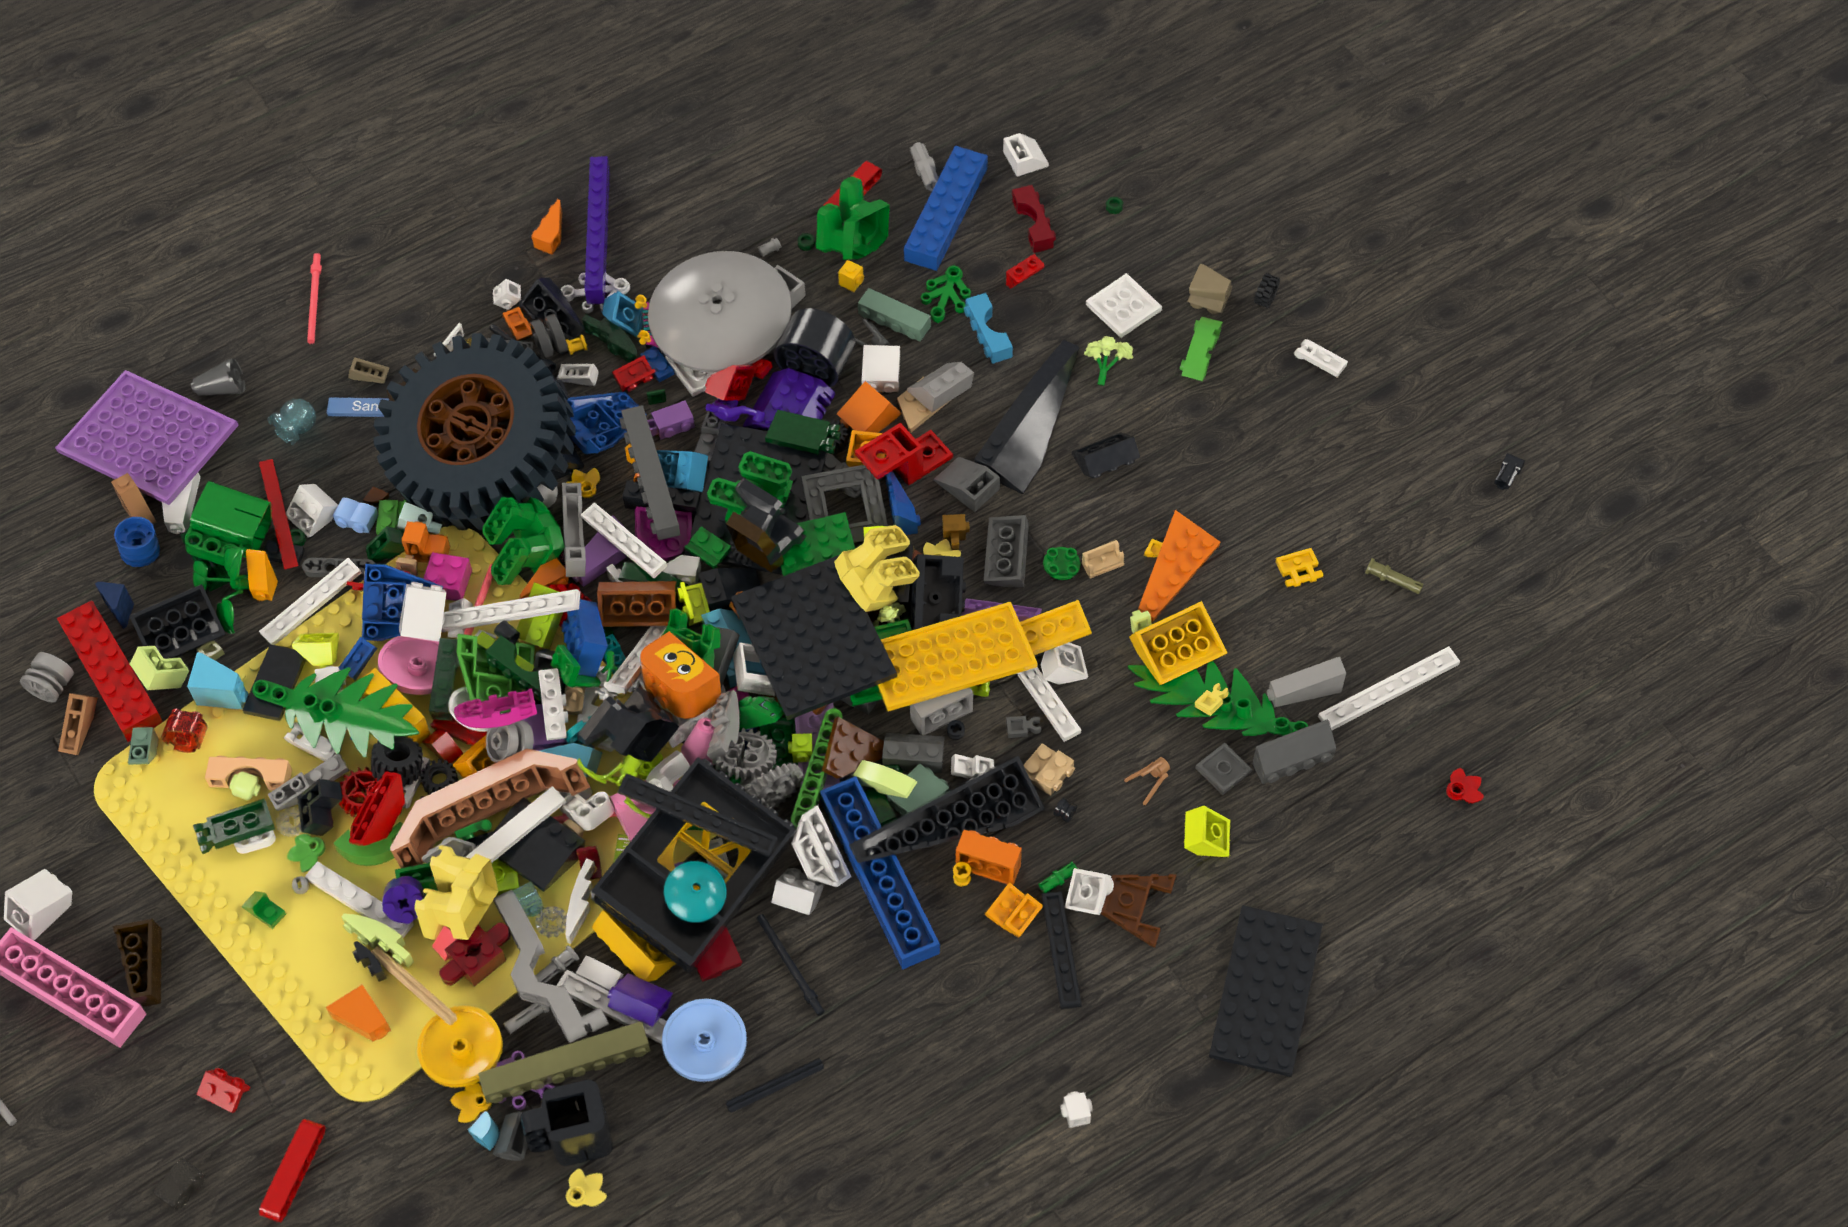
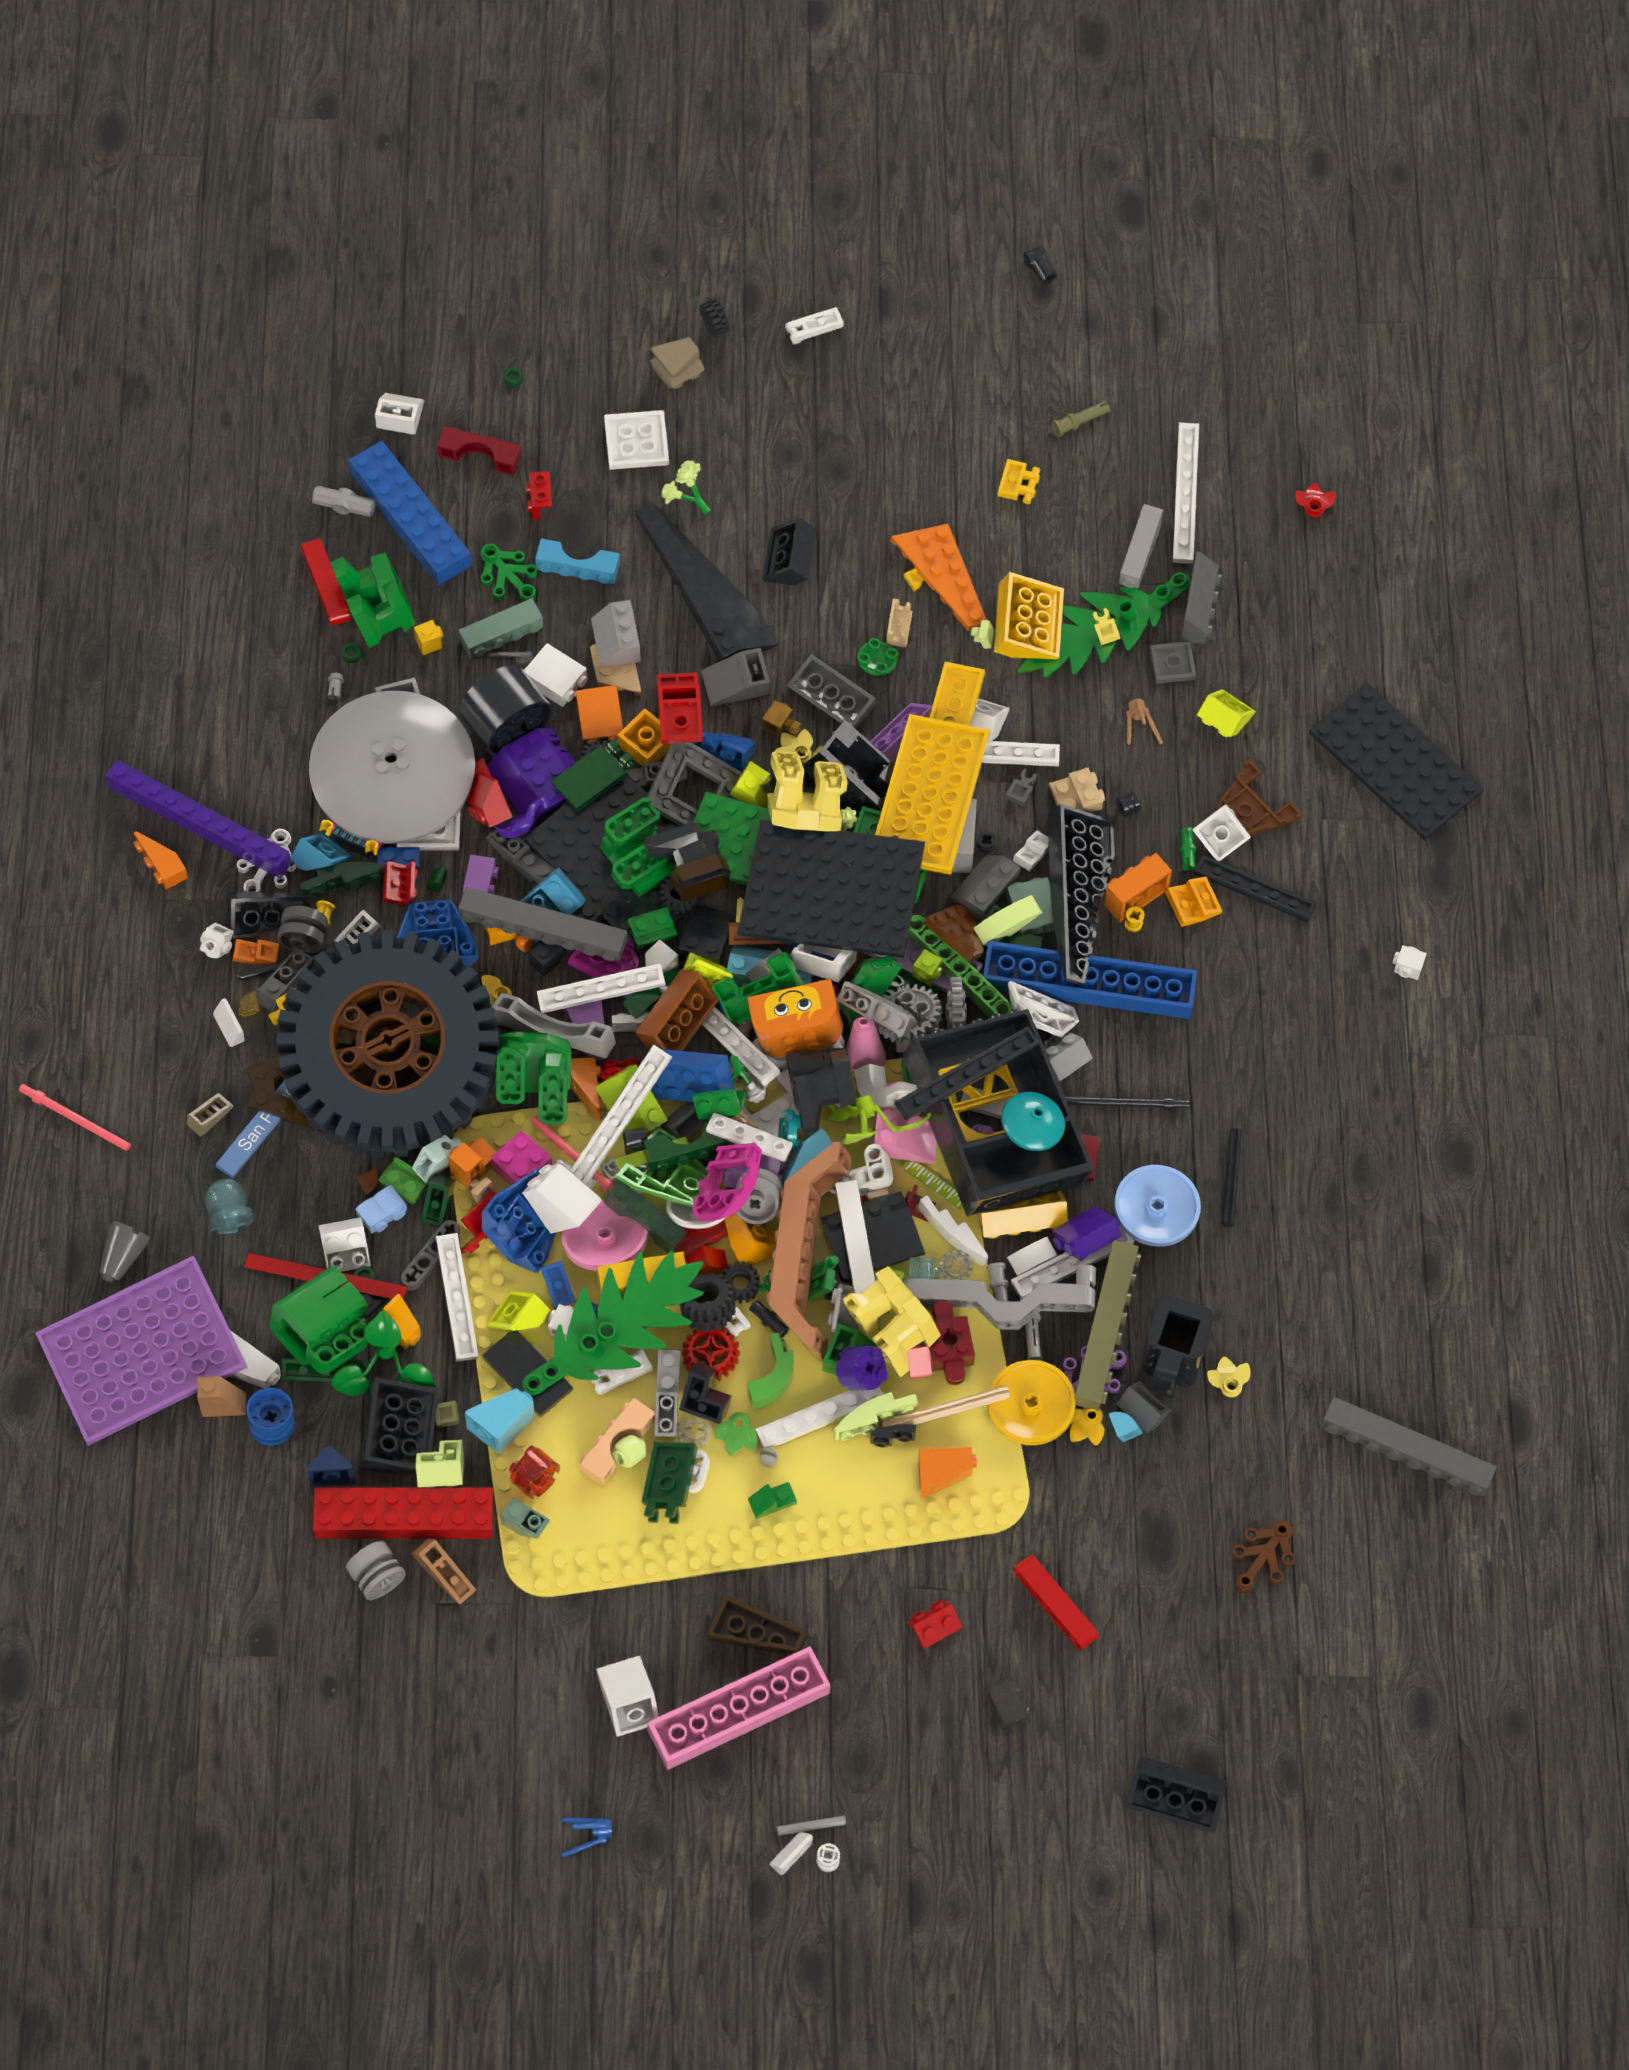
camera: 60 degrees left, 5 degrees up
(378, 811) = (752, 1344): red wedge -> none
(1203, 340) = (736, 405): bright green brick -> none

